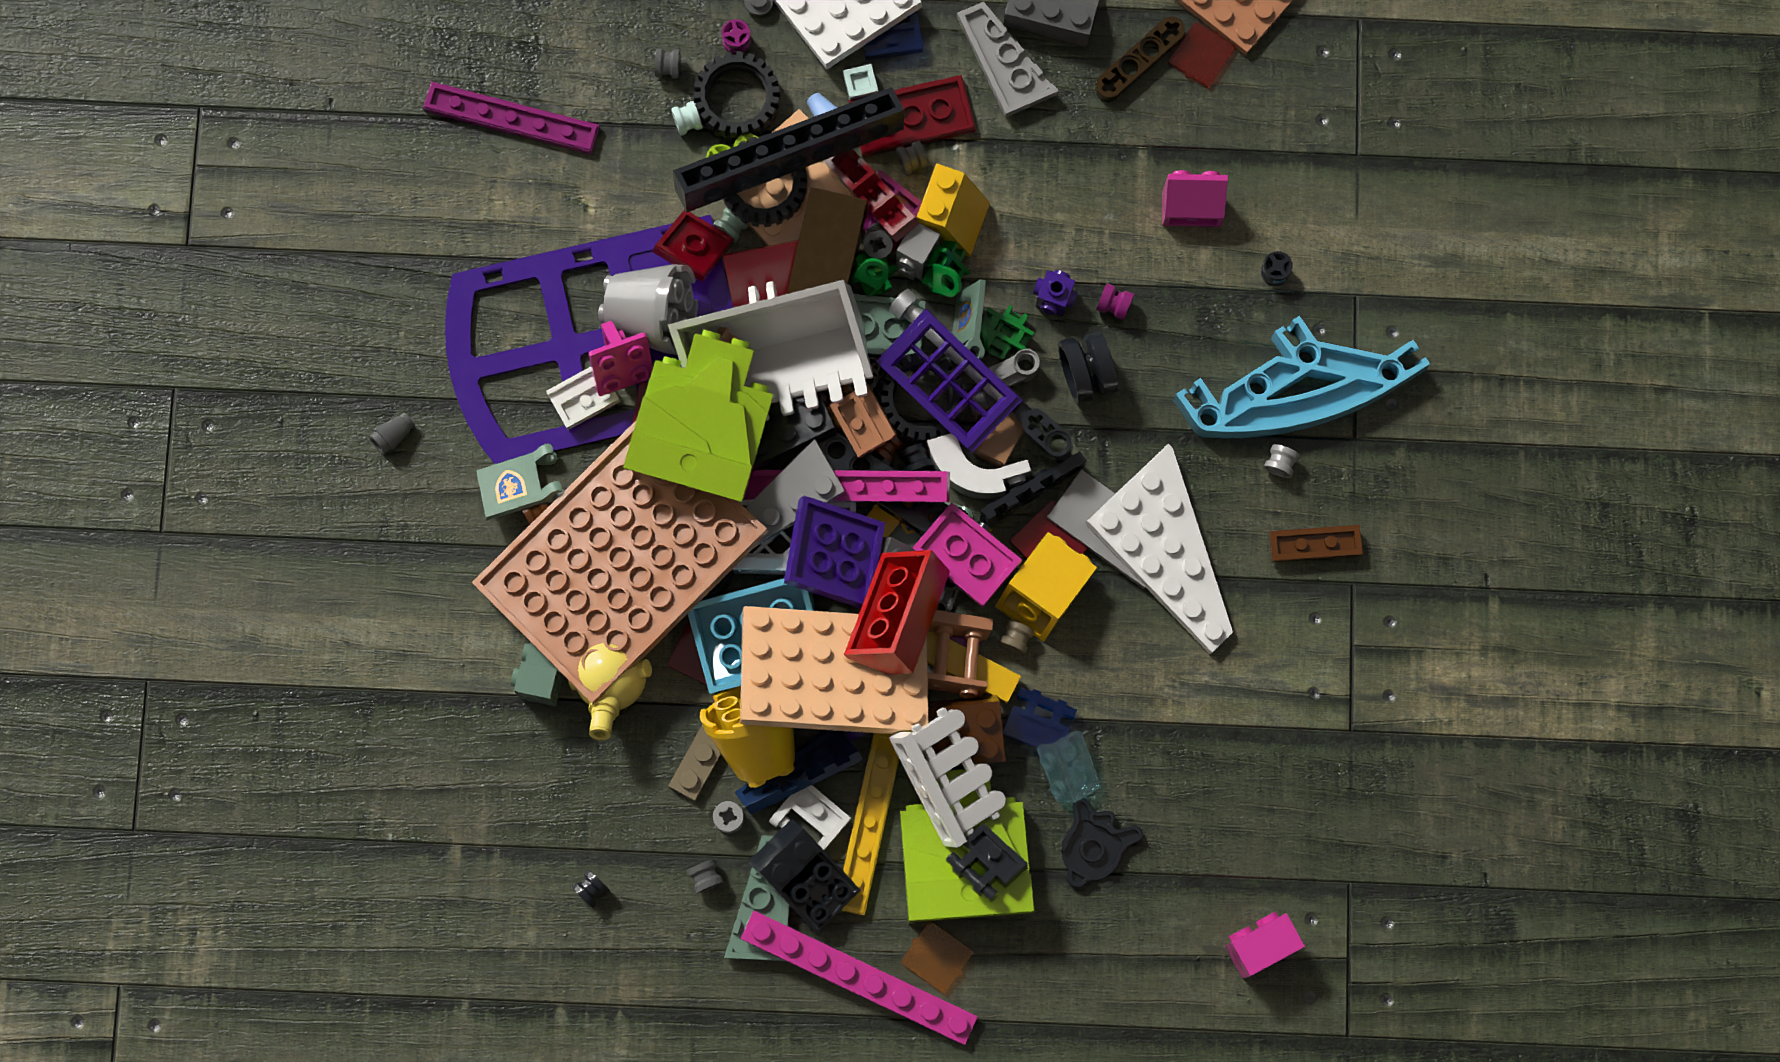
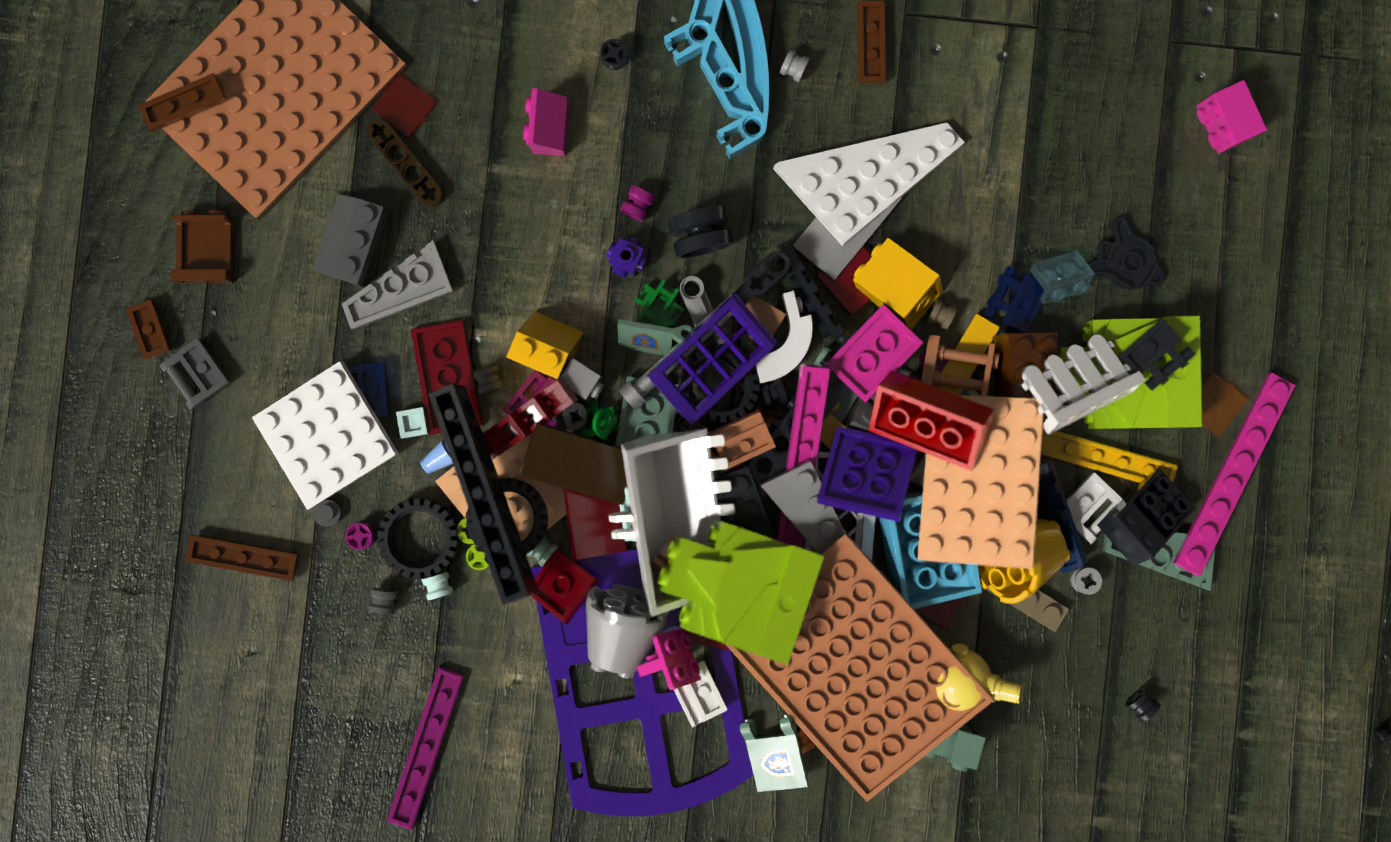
camera: 85 degrees left, 10 degrees up
(705, 876) = (1137, 603): dark grey wheel -> none
(945, 269) = (599, 356): green piece -> none

